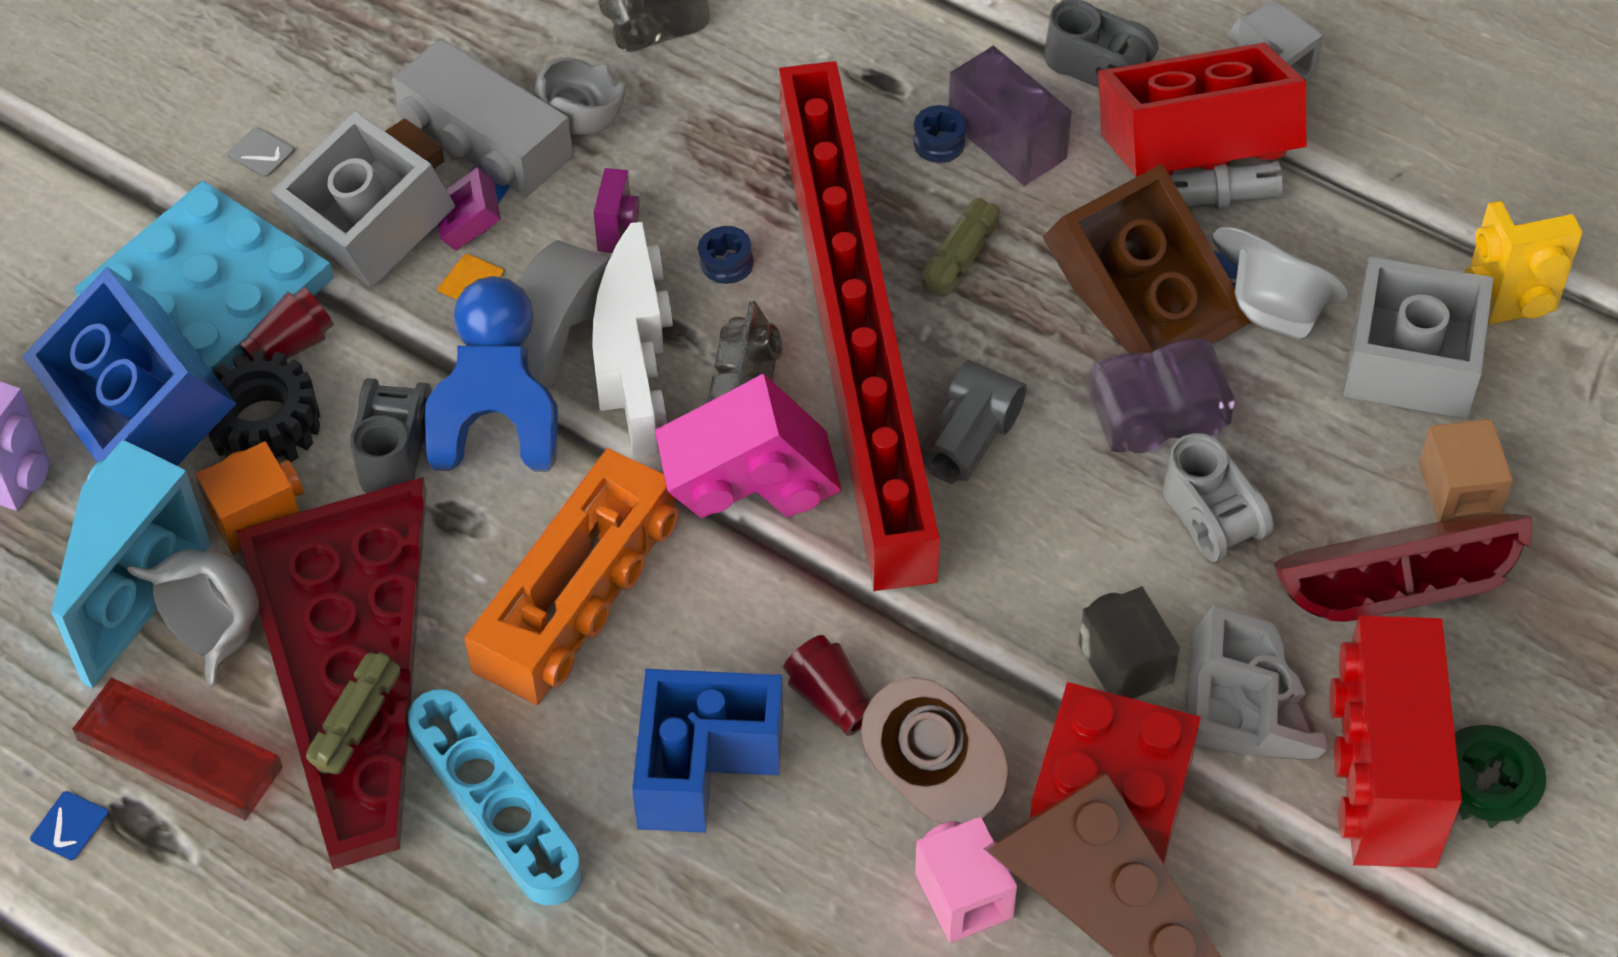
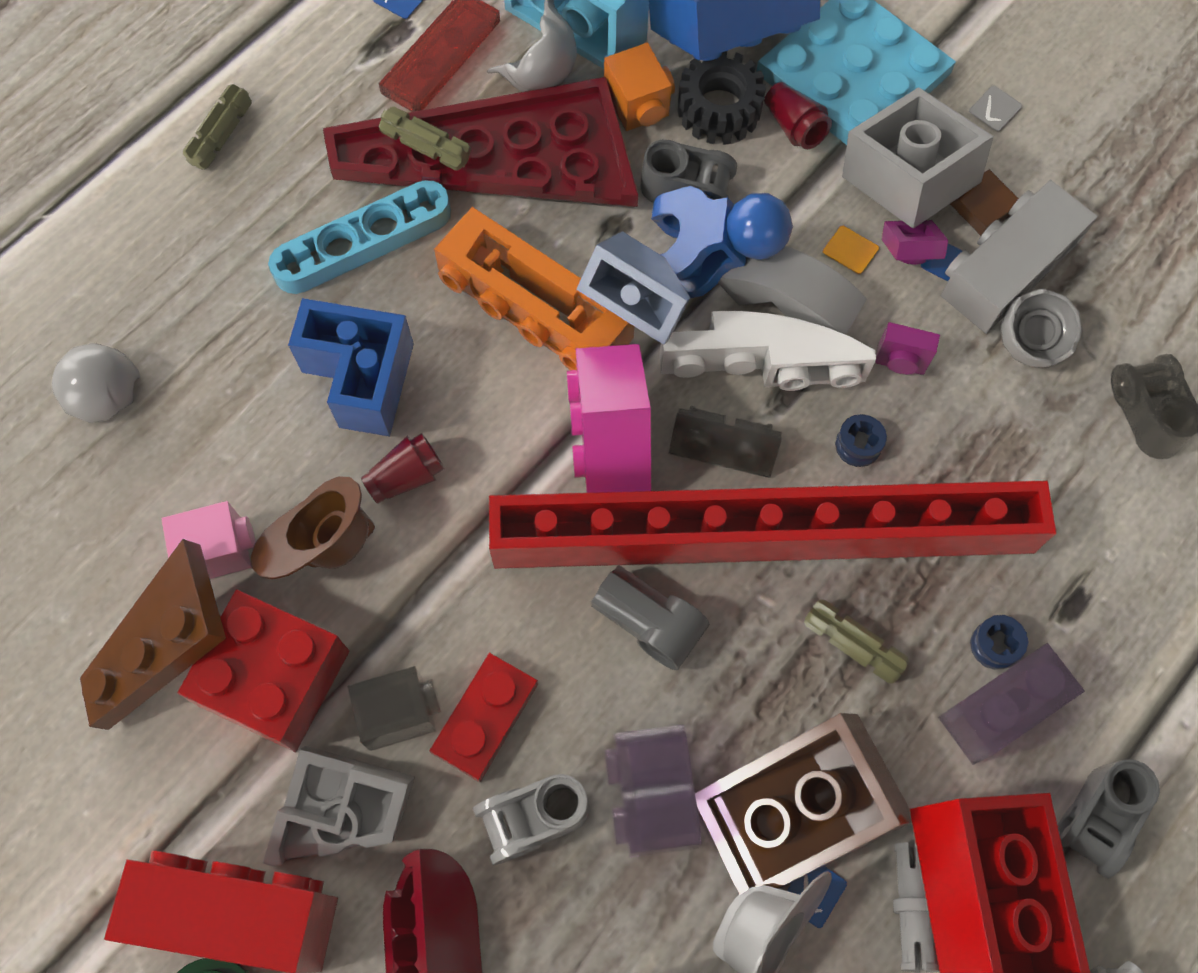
camera: 95 degrees right, 15 degrees up
(579, 434) = (635, 285): none -> sand blue slope
(1105, 563) = (484, 717): none -> red plate

